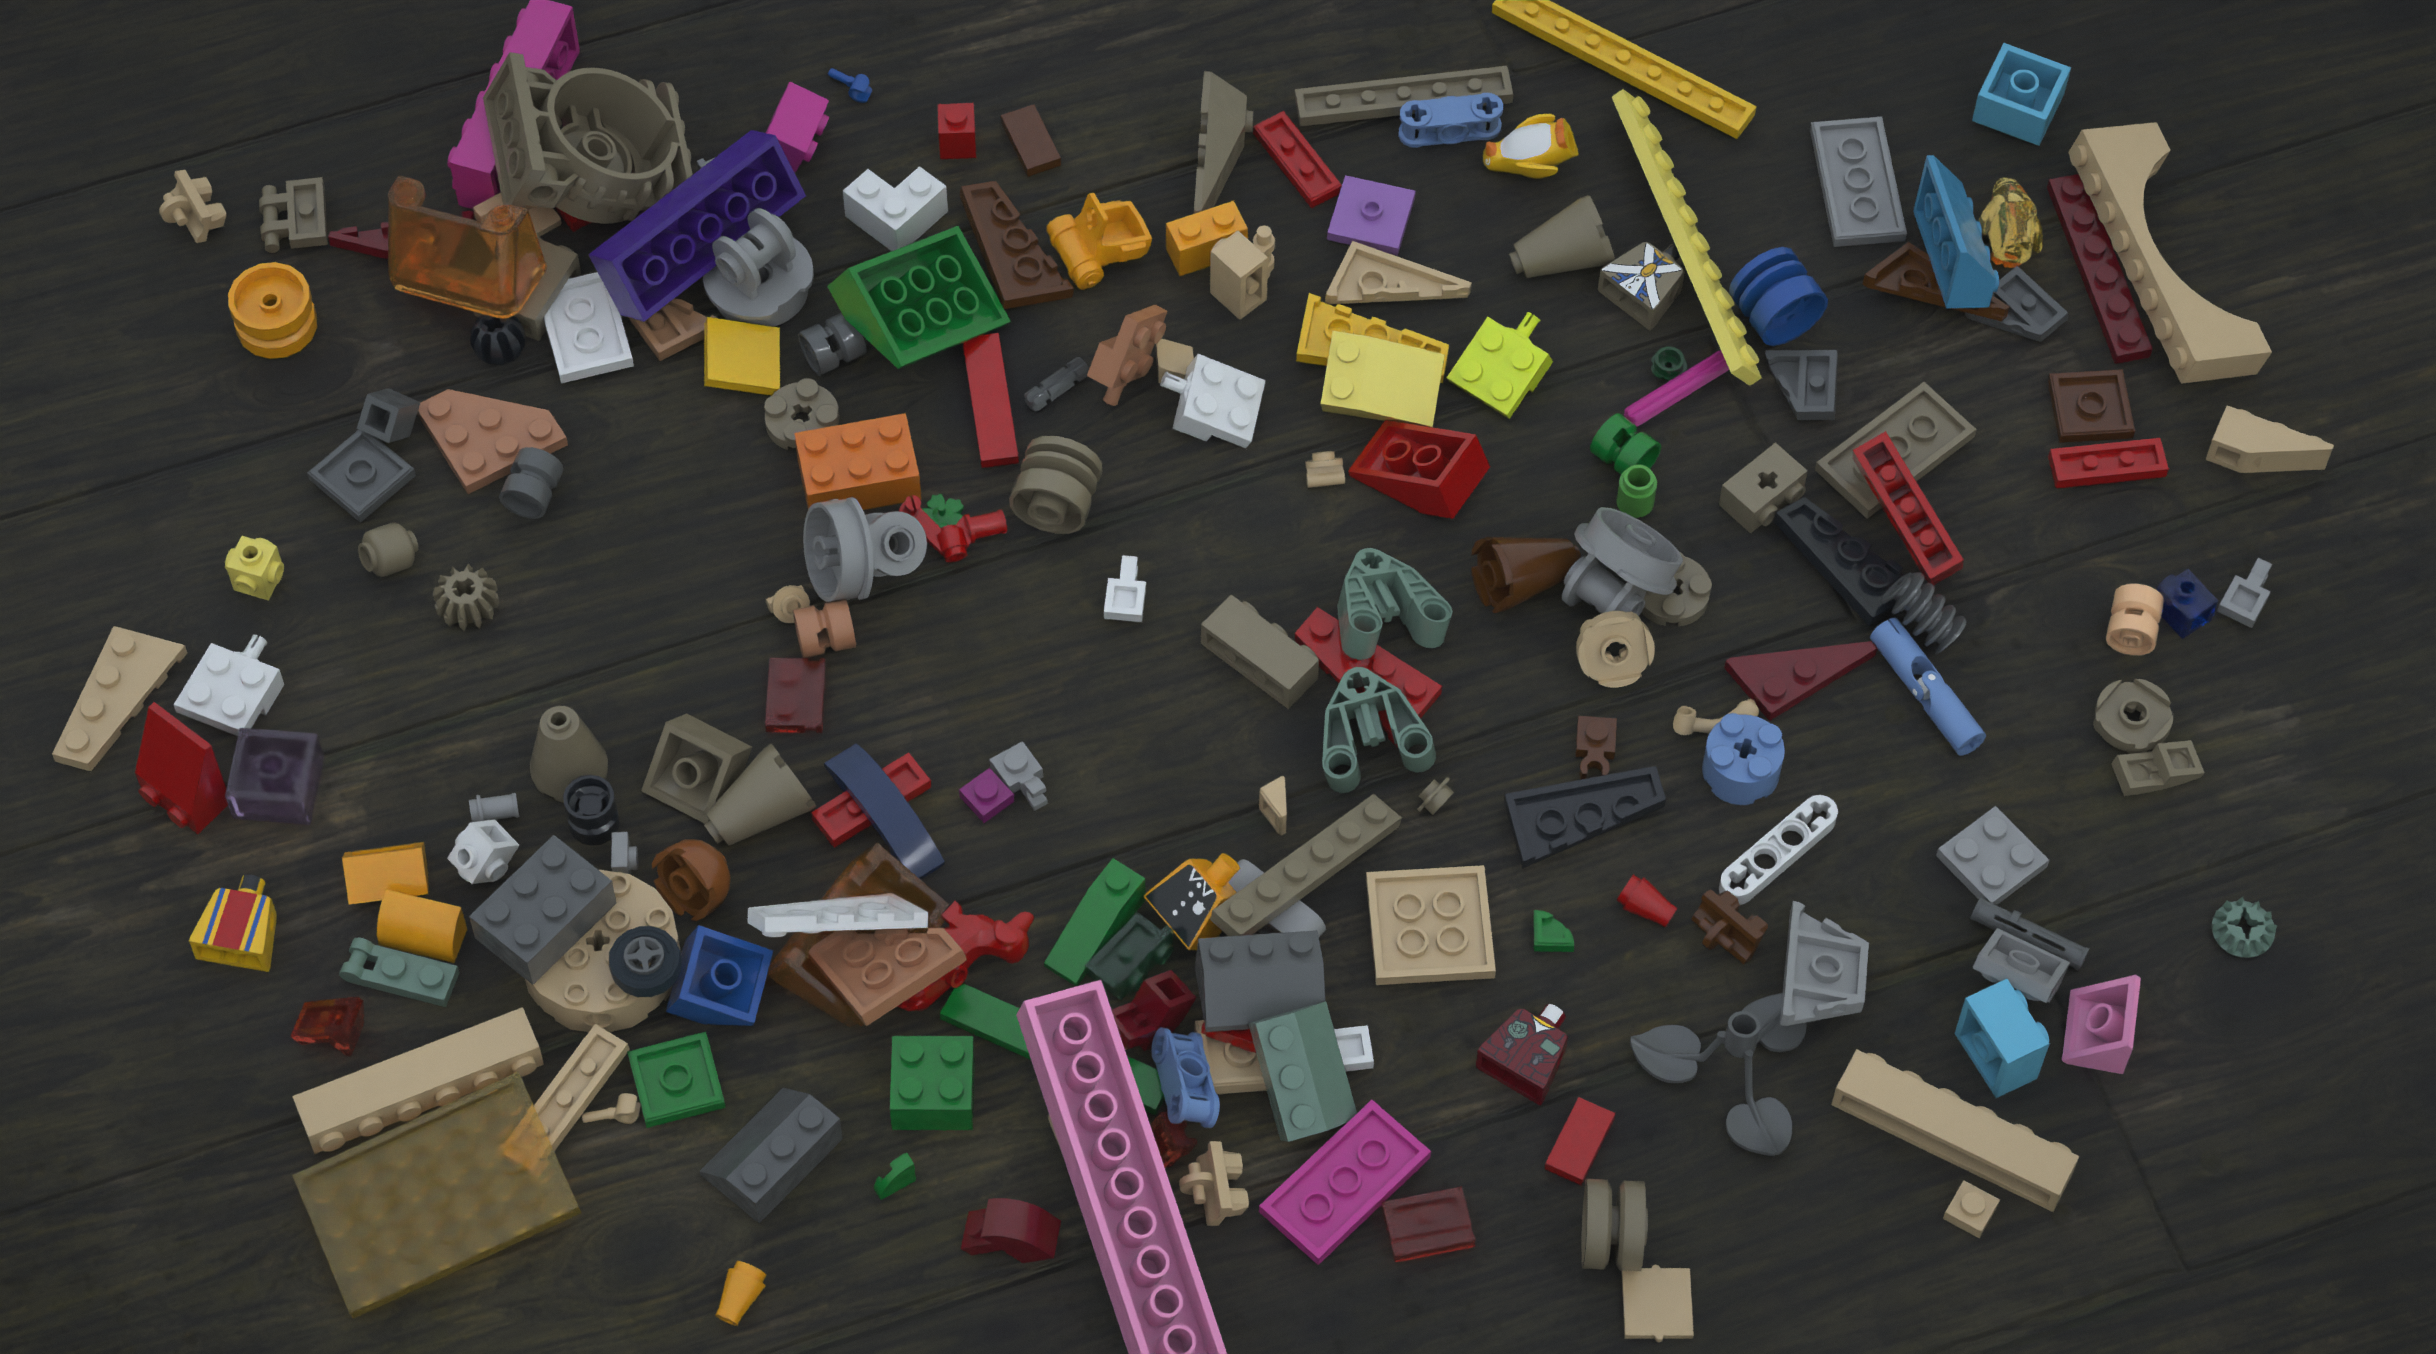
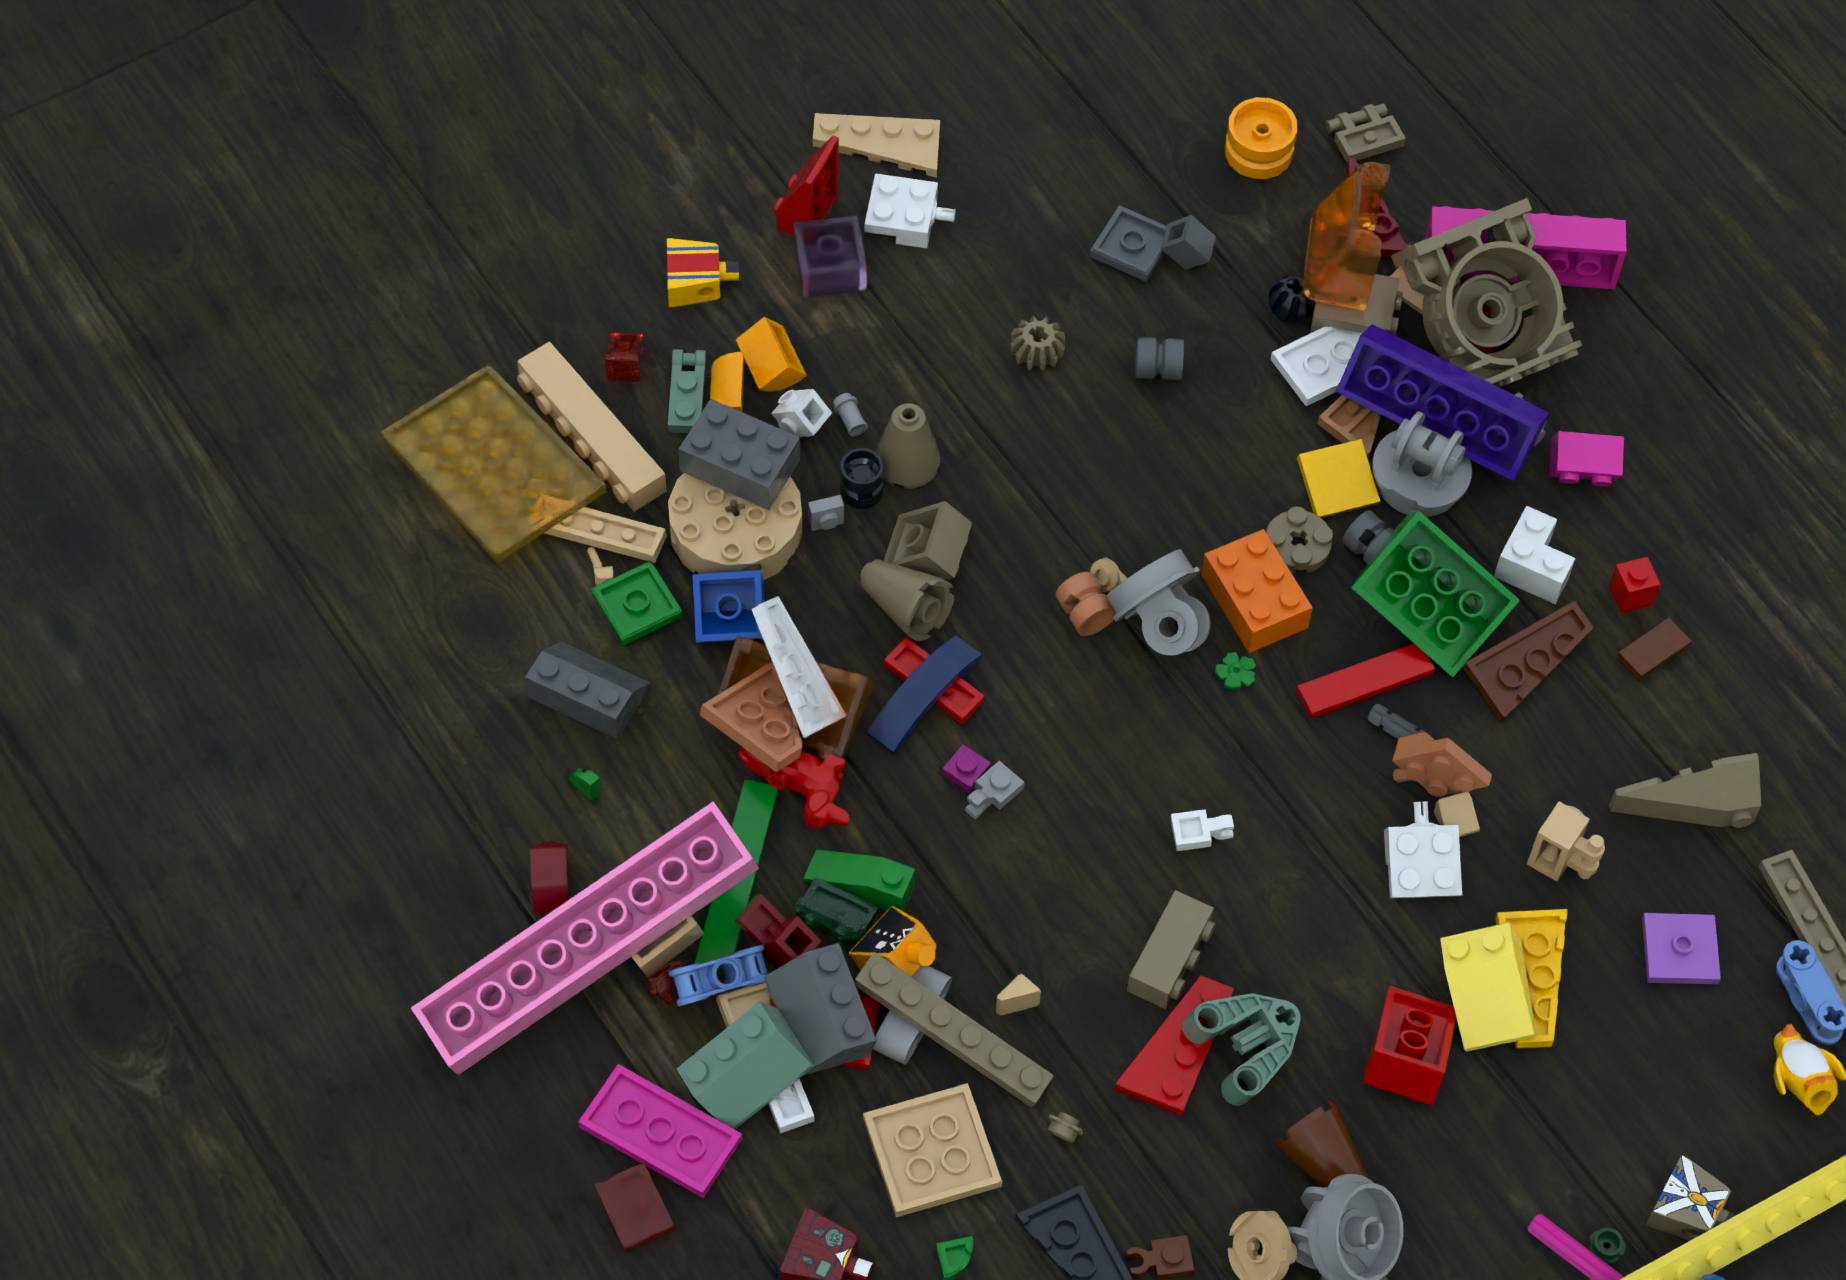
camera: 75 degrees right, 0 degrees up
(187, 206) = (1338, 71): tan hips -> none
(254, 567) = (1018, 193): light yellow brick -> none
(388, 549) = (1065, 278): dark tan head -> none
(485, 434) = (1204, 317): nougat plate -> none
(640, 947) = (721, 528): black wheel -> none
(692, 877) = (821, 567): dark orange cylinder -> none
(740, 1290) = (459, 694): light orange cone -> none
(795, 695) = (1021, 603): clear red plate -> none
(859, 86) = (1656, 502): blue hand -> none
(932, 1083) = (672, 784): green brick -> none
(953, 540) = (1209, 683): red pin -> none
(1056, 484) = (1281, 742): dark tan wheel -> none
(1098, 237) = (1560, 722): light orange piece -> none
(1193, 236) = (1599, 804): light orange brick -> none
(1210, 1185) = (618, 1034): tan hips -> none
(1297, 159) = (1720, 872): red tile -> none
(1324, 470) = (1383, 965): tan plate -> none
(1378, 696) = (1122, 1049): sand green connector -> none
(1381, 277) = (1611, 968): tan wing -> none
(1501, 365) = (1548, 1092): neon yellow plate -> none
(1564, 243) = (1707, 1121): dark tan cone -> none
(1621, 444) = (1491, 1219): green wheel -> none
(1636, 491) = (1444, 1237): bright green brick -> none

